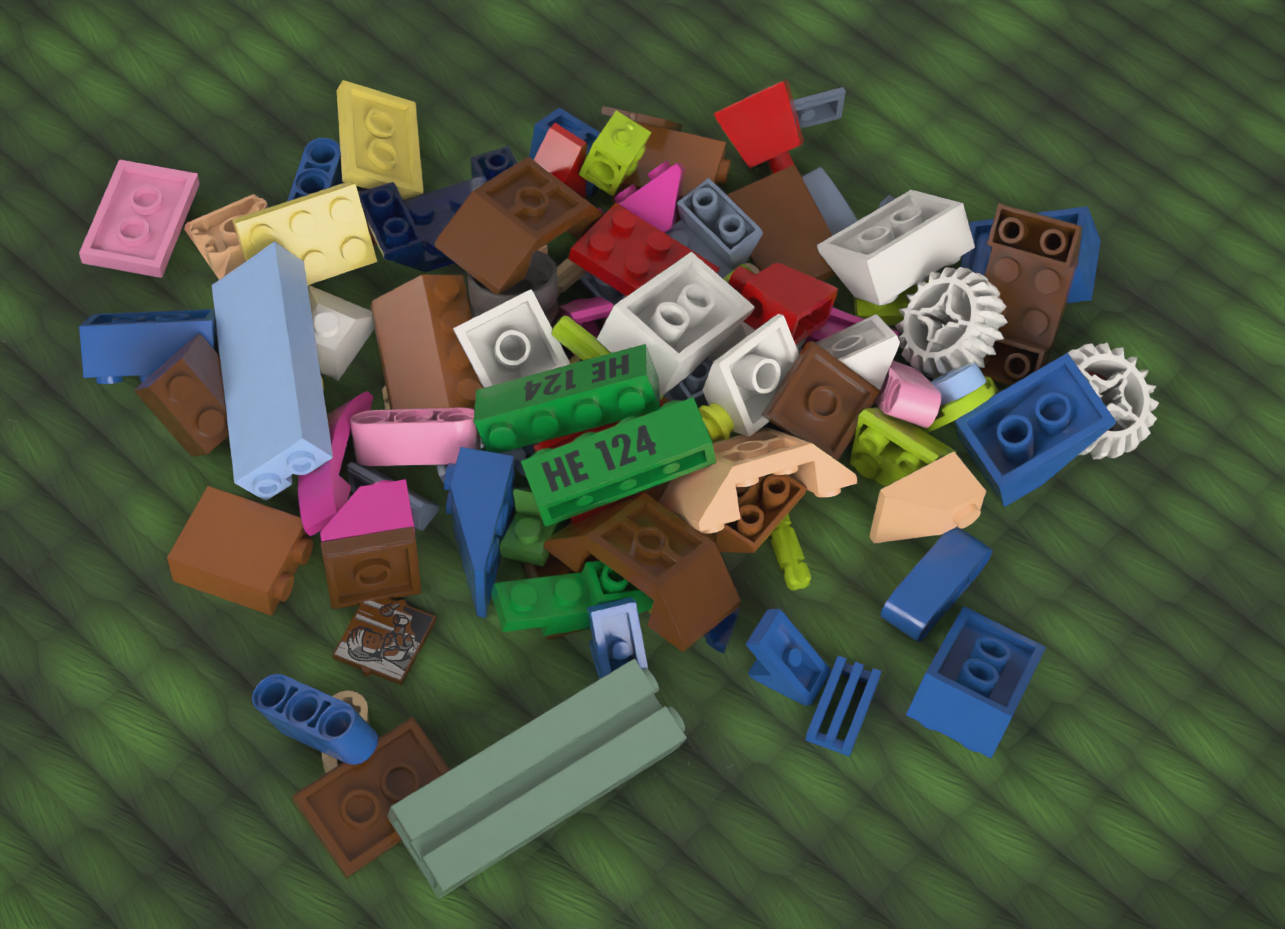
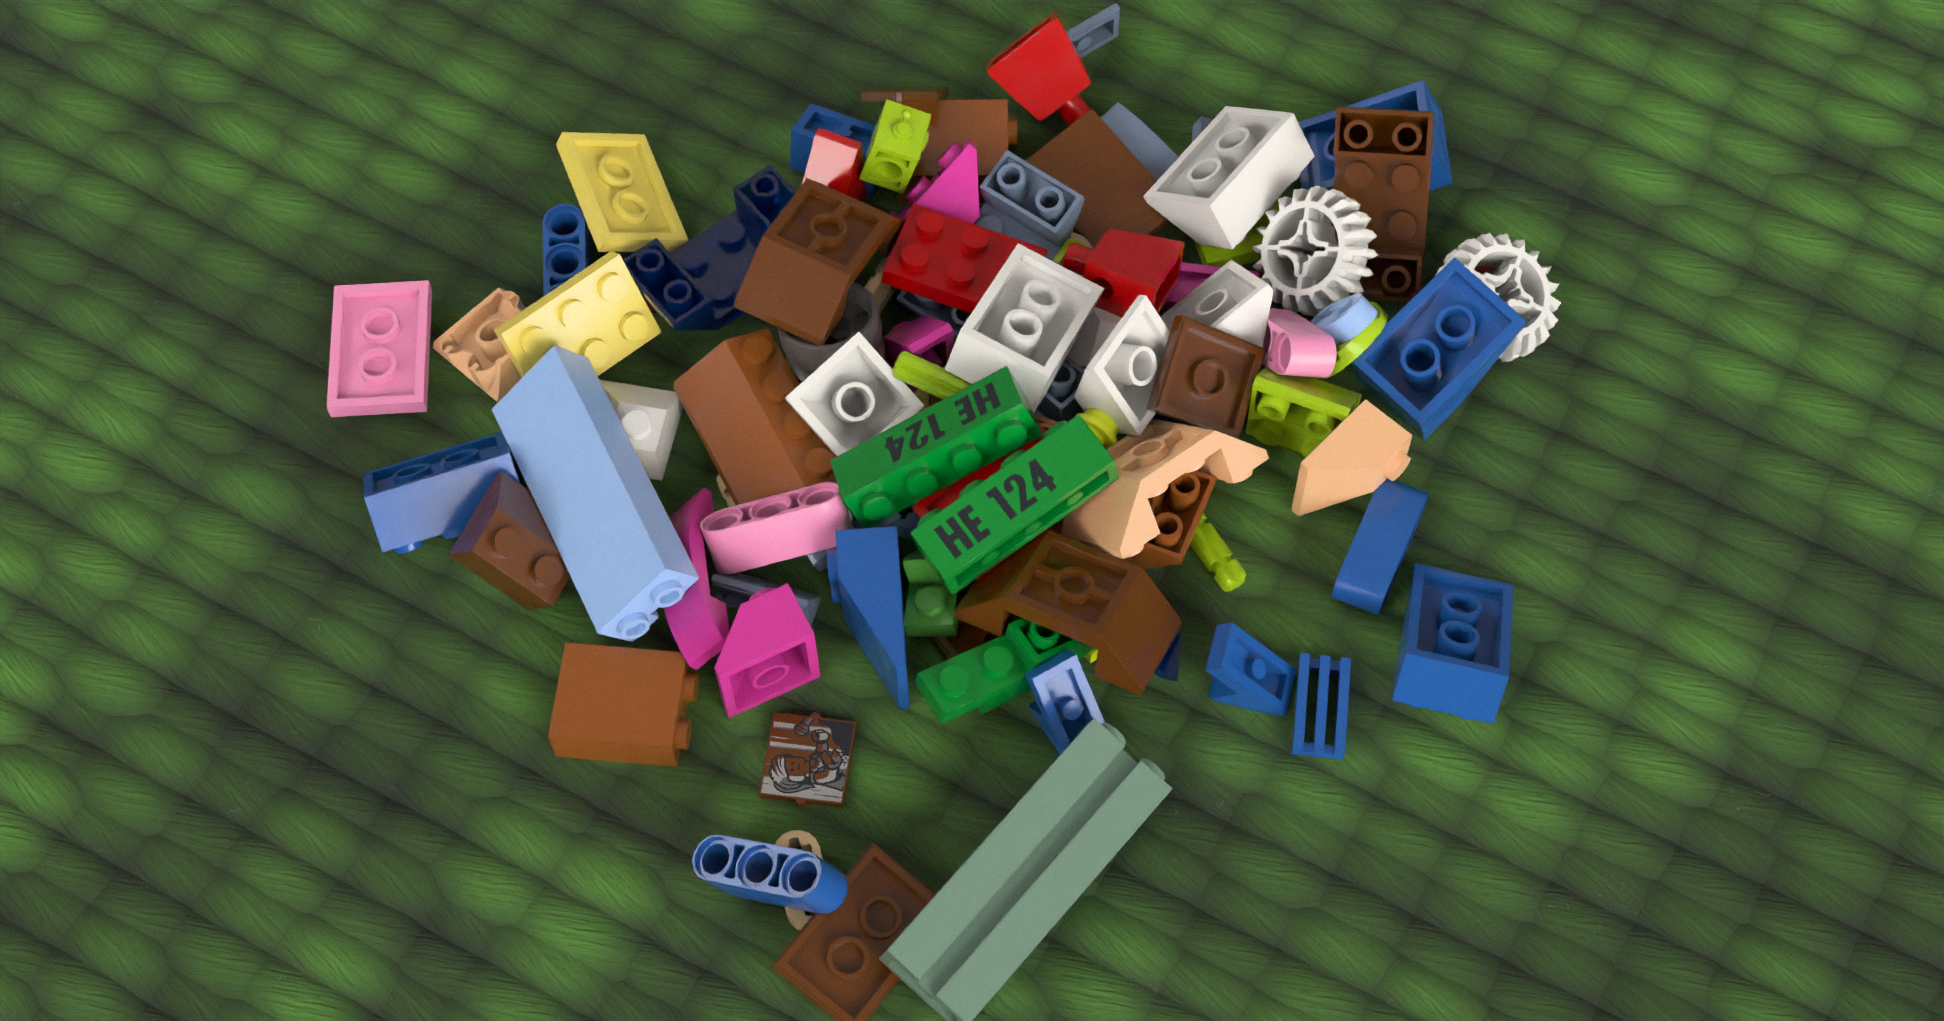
camera: 10 degrees left, 5 degrees up
(371, 567) = (776, 688): reddish brown tile -> none

